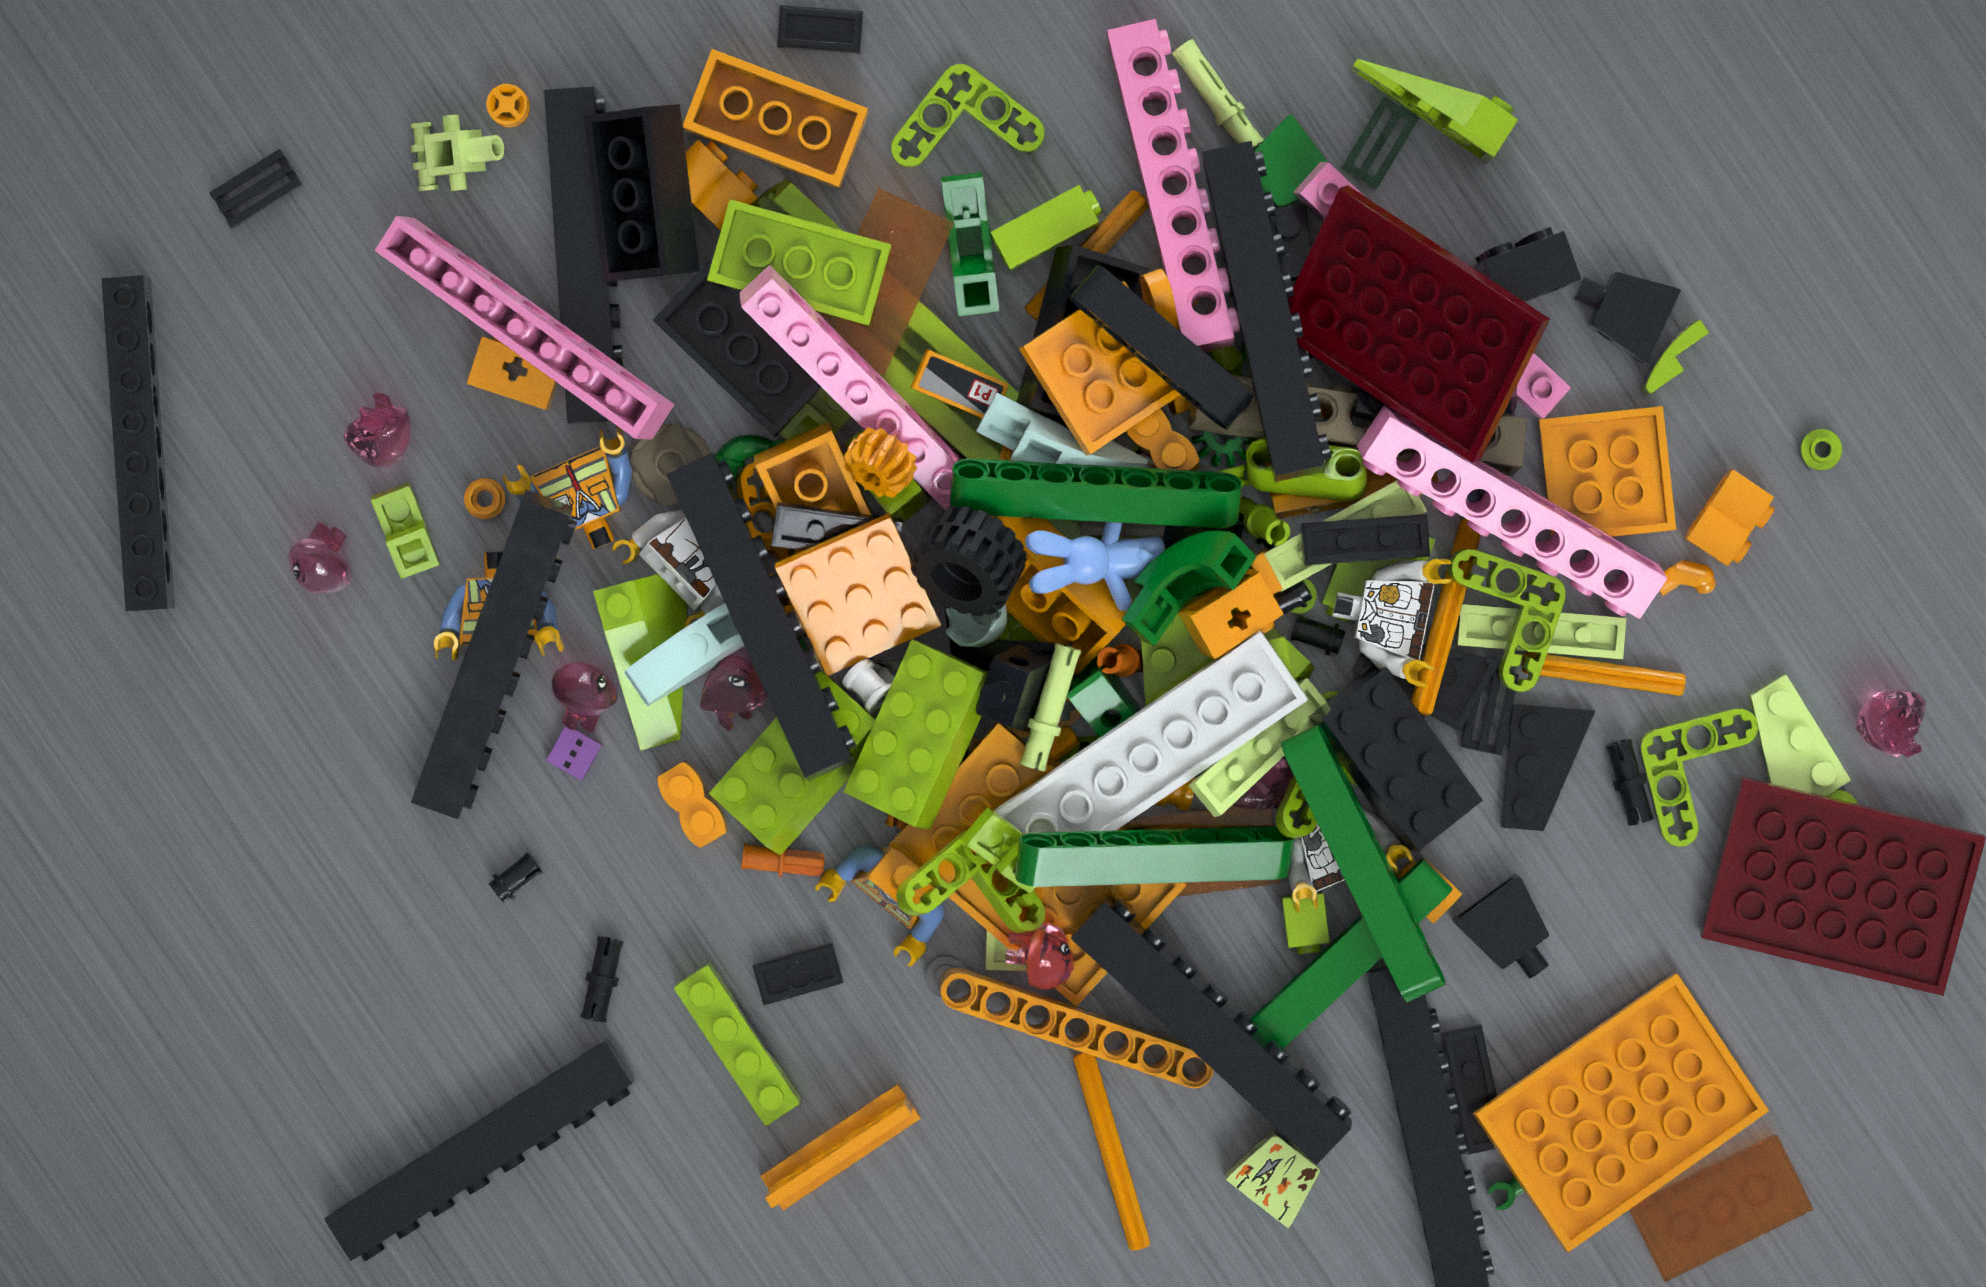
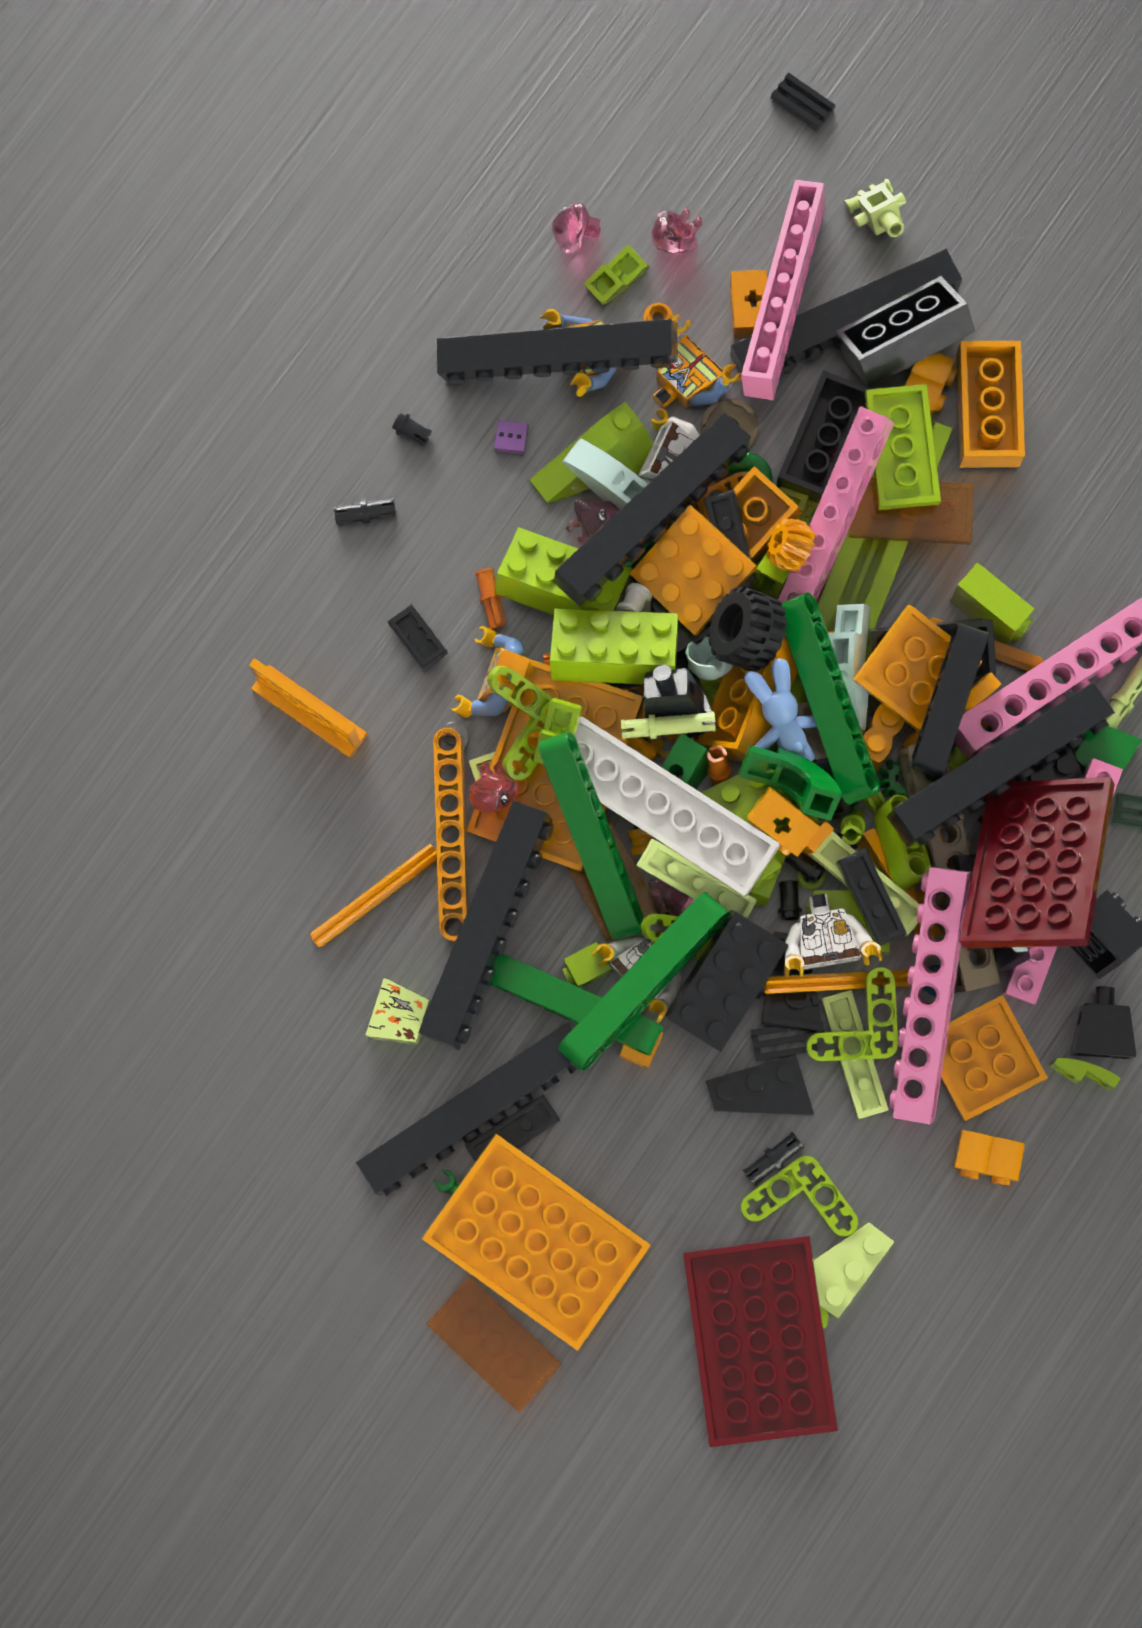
camera: 75 degrees right, 10 degrees down
(138, 443) = (606, 86): black brick -> none
(479, 1150) = (219, 473): black brick -> none
(503, 100) = (926, 228): light orange wheel -> none
(584, 692) = (555, 425): clear pink piece -> none
(698, 813) = (500, 528): light orange brick -> none
(737, 1044) = (340, 629): lime arch -> none
(820, 29) = (1060, 415): black tile -> none
(956, 384) = (863, 581): slope -> none
(970, 103) = (1054, 529): lime beam -> none
(970, 244) = (948, 568): green arch -> none
(1506, 927) = (636, 1110): black torso -> none
(1610, 674) = (843, 1115): light orange axle -> none
(1689, 574) = (936, 1141): light orange arm -> none
(1808, 453) = (1056, 1211): lime plate -> none
(1892, 721) = (892, 1330): clear pink piece -> none

